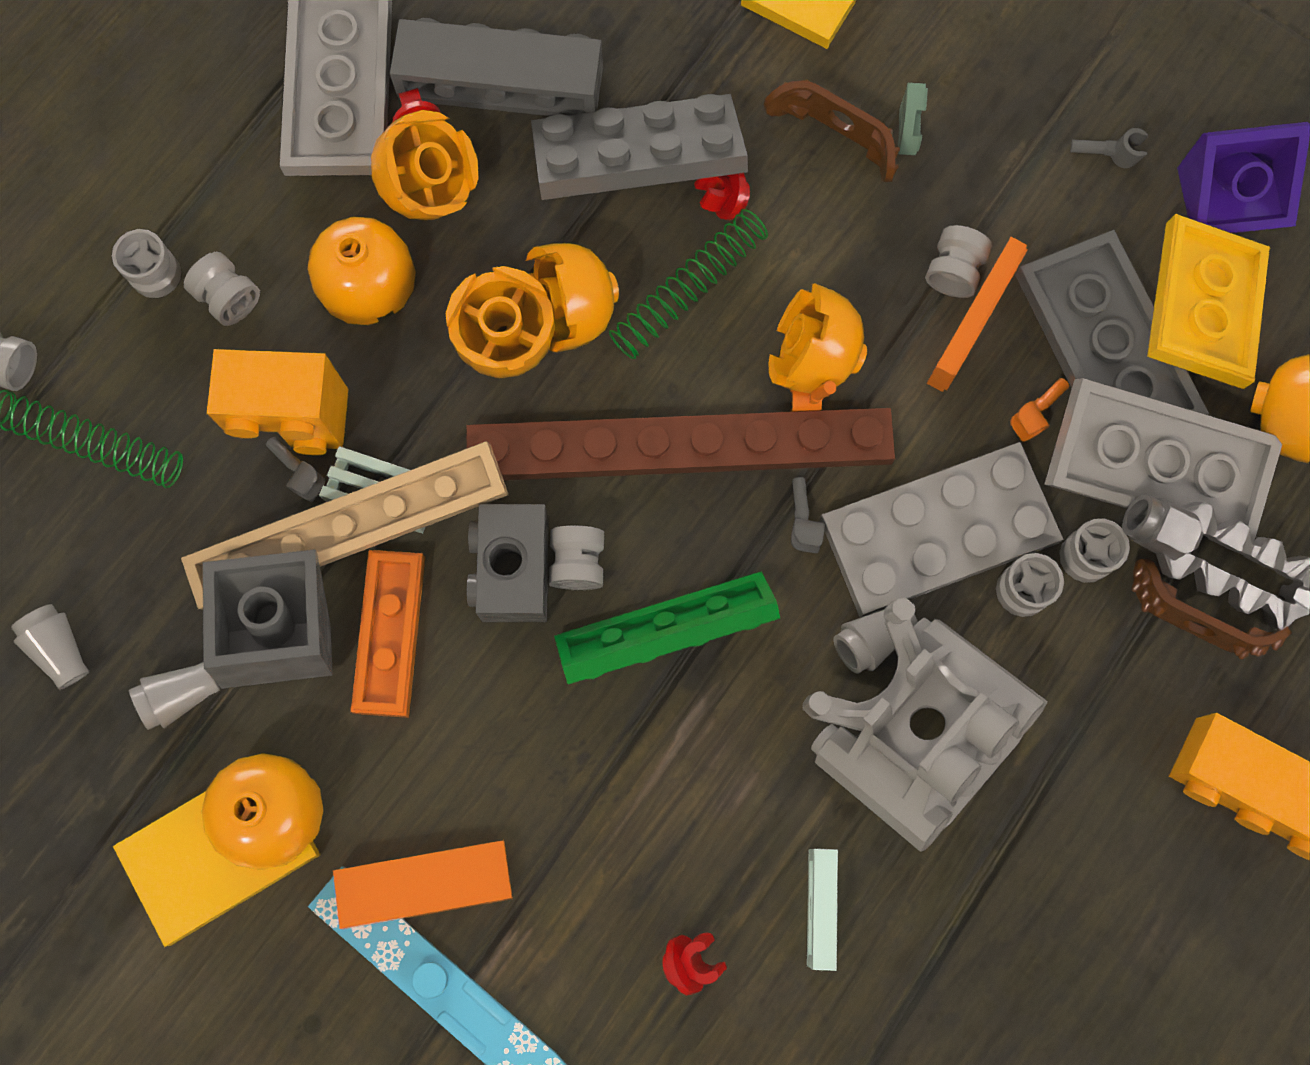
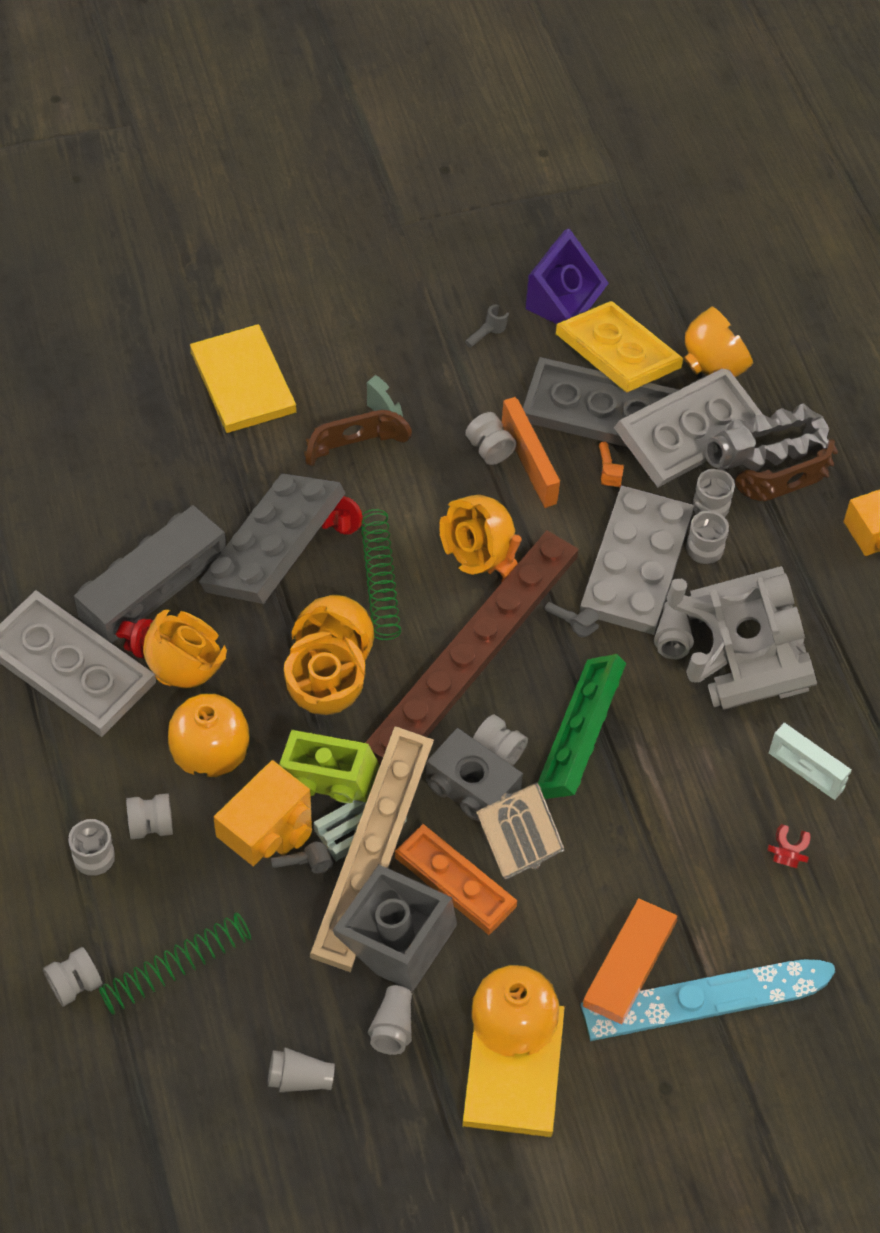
camera: 55 degrees left, 20 degrees down
(395, 411) = (331, 765): none -> lime brick
(482, 659) = (520, 831): none -> clear piece

